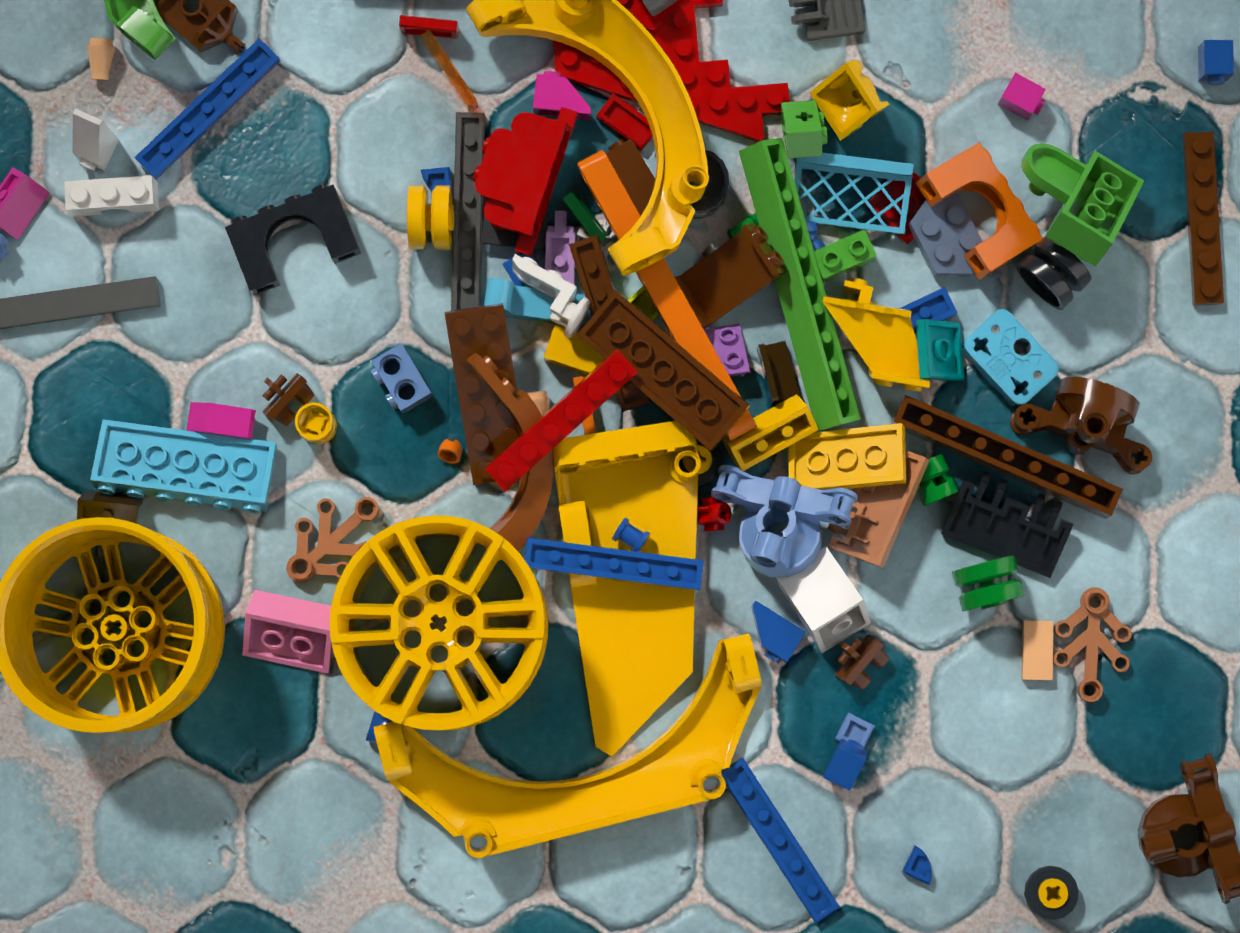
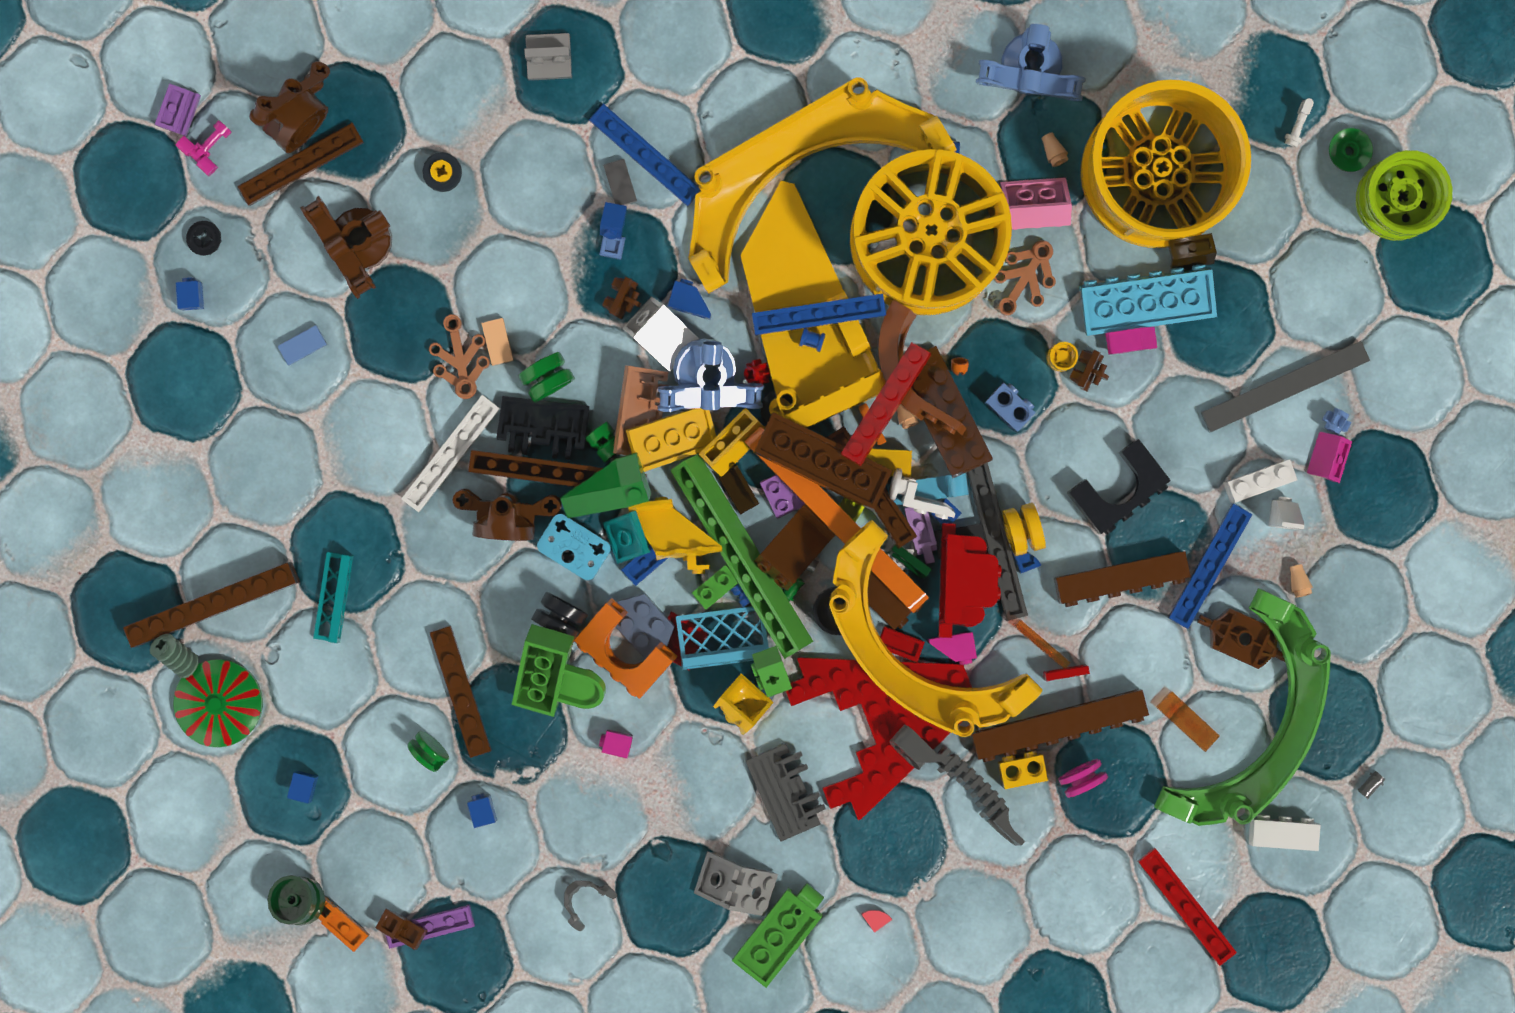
camera: 160 degrees right, 5 degrees up
(246, 693) = (1054, 150): none -> light nougat cone
(271, 810) = (1045, 81): none -> medium blue piece
(323, 124) = (1122, 577): none -> reddish brown brick
(822, 812) = (620, 182): none -> flat silver tile
(918, 865) = (541, 164): blue tile -> none
(942, 412) = (612, 488): none -> green wedge
(1136, 522) = (450, 453): none -> white plate

